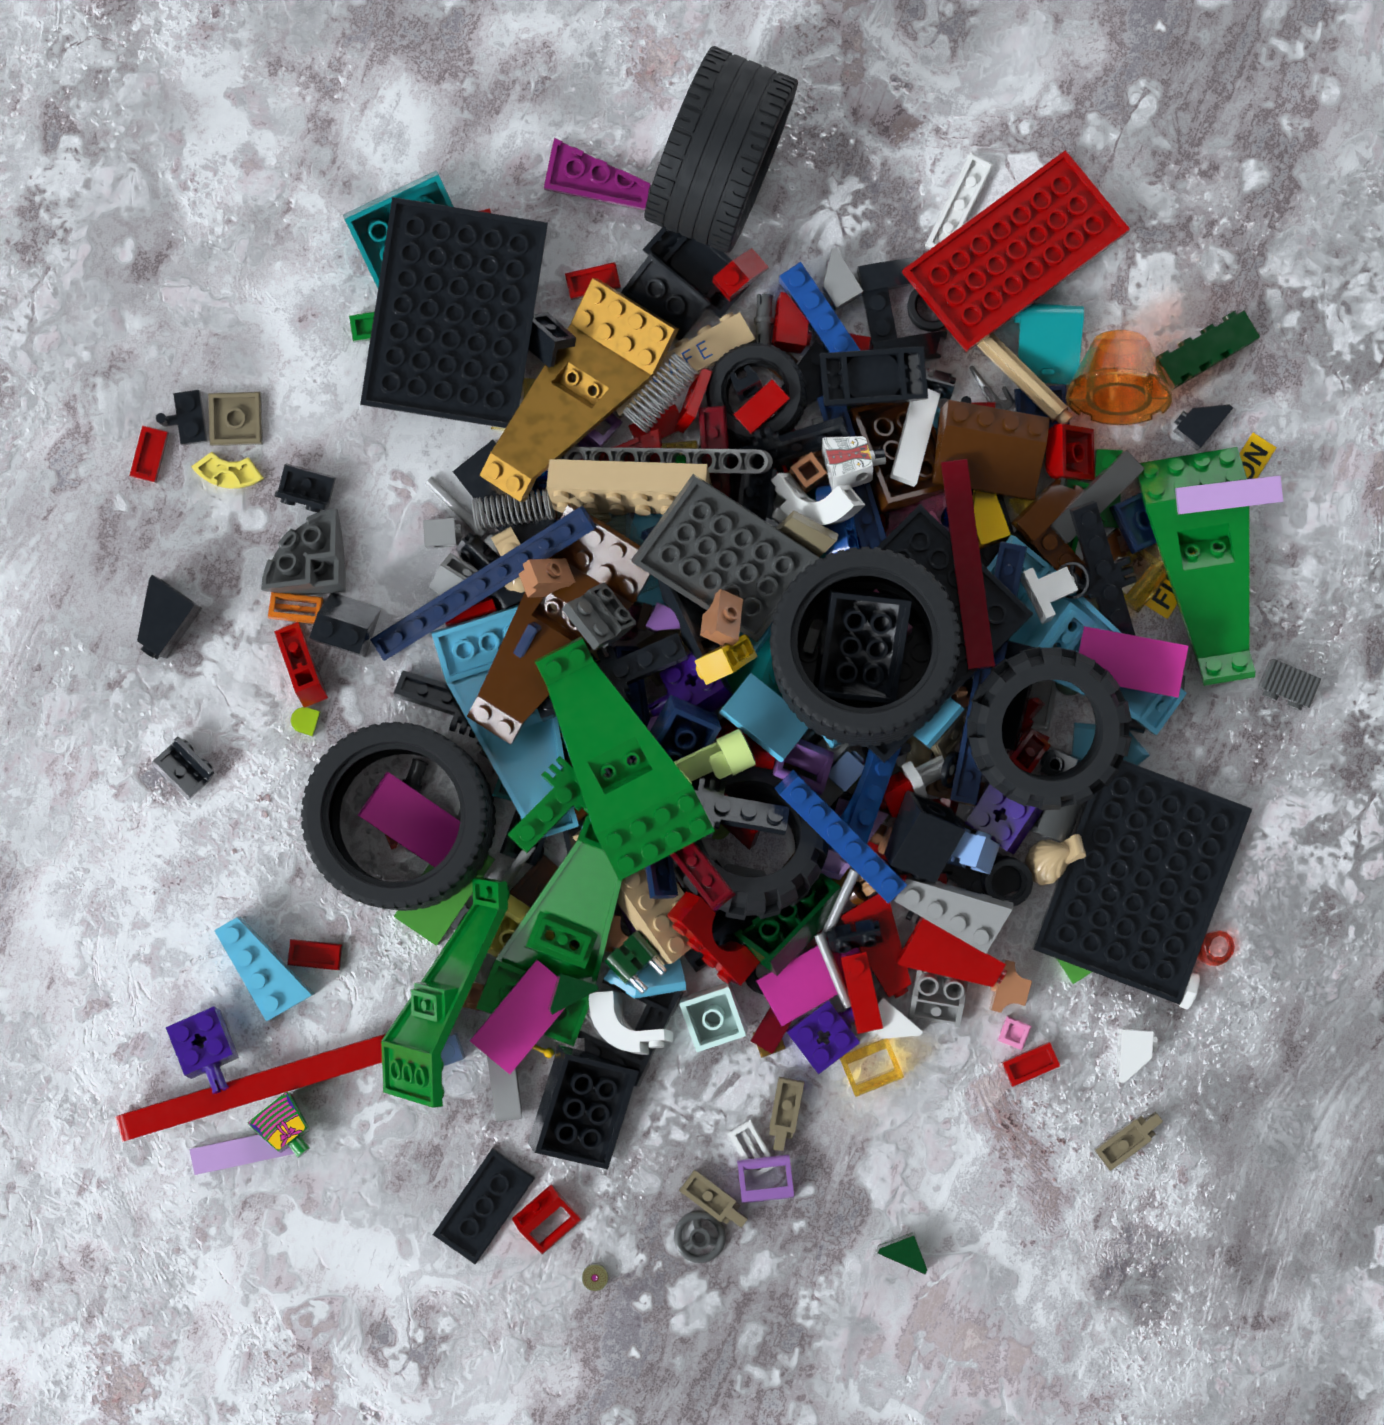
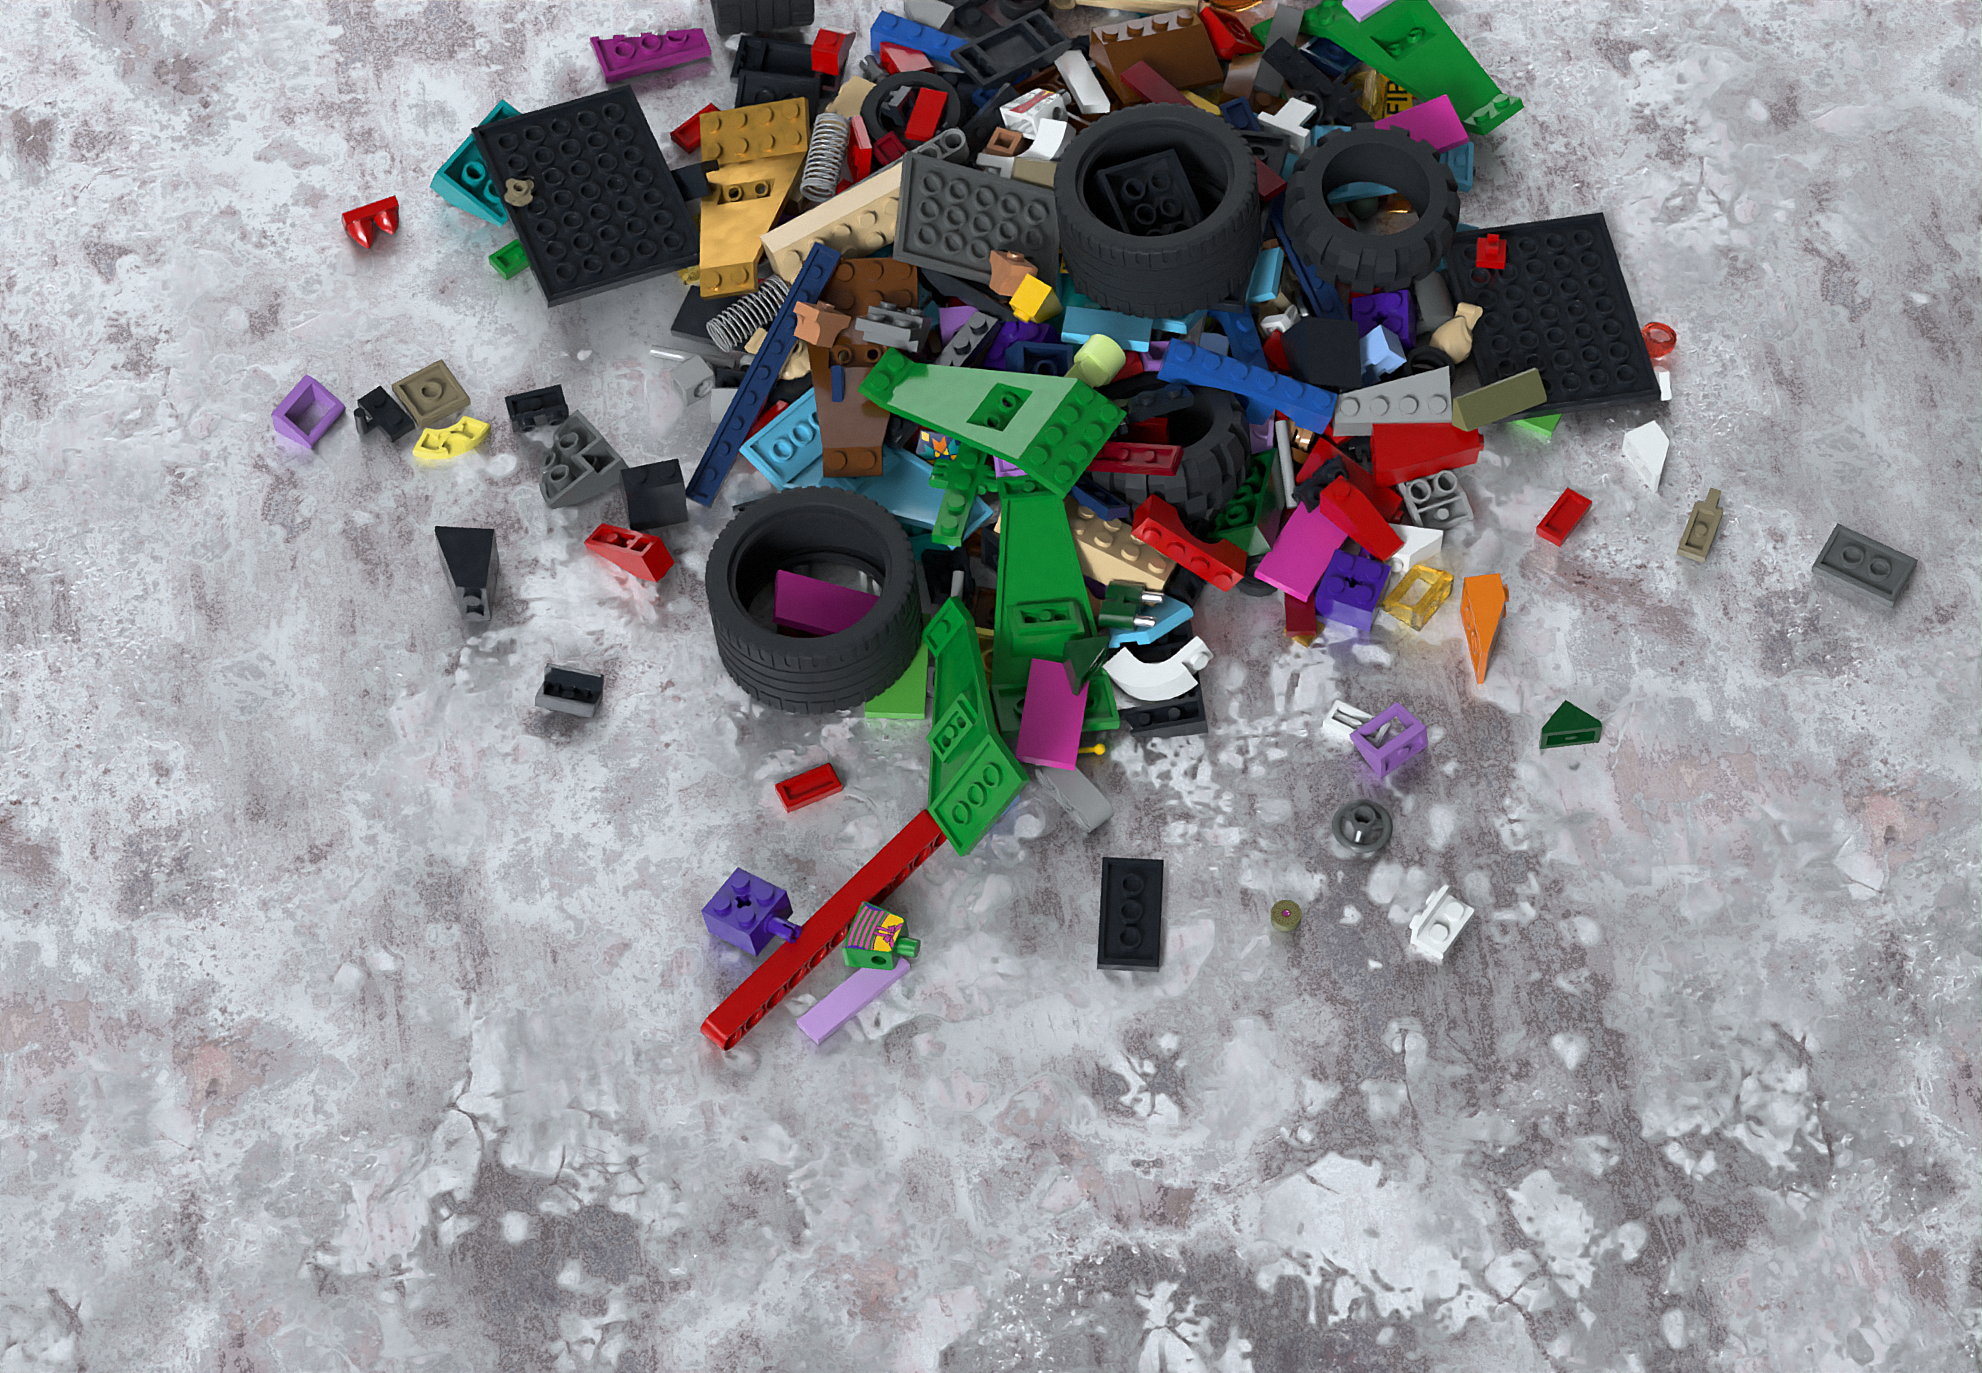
camera: 30 degrees left, 30 degrees down
(123, 370) = (297, 403): none -> medium lavender tile
(149, 454) = (364, 462): red tile -> none
(261, 969) = (765, 820): medium azure wedge -> none
(269, 216) = (360, 220): none -> red tile
(297, 598) = (592, 511): orange tile -> none
(305, 720) = (664, 598): lime tile -> none
(385, 288) = (519, 198): none -> dark tan plate
(538, 1211) = (1187, 883): red tile -> none
(582, 1108) = (1165, 765): black slope -> none
(702, 1353) = (1440, 922): none -> white bracket
(712, 1199) = (1352, 783): dark tan hinge -> none
(713, 1016) = (1236, 624): light aqua brick -> none
(785, 1110) = (1364, 673): dark tan hinge -> none
(833, 969) = (1321, 524): light grey bar -> none
(901, 1128) = (1482, 616): none -> orange slope
(1011, 989) = (1497, 463): nougat brick -> none
(1014, 1033) = (1528, 501): bright pink tile -> none
(1036, 955) = (1498, 400): none -> olive slope
(1133, 798) = (1491, 252): none -> red tile
(1229, 1246) = (1864, 565): none -> dark grey tile
(1289, 684) = (1558, 108): dark grey brick -> none

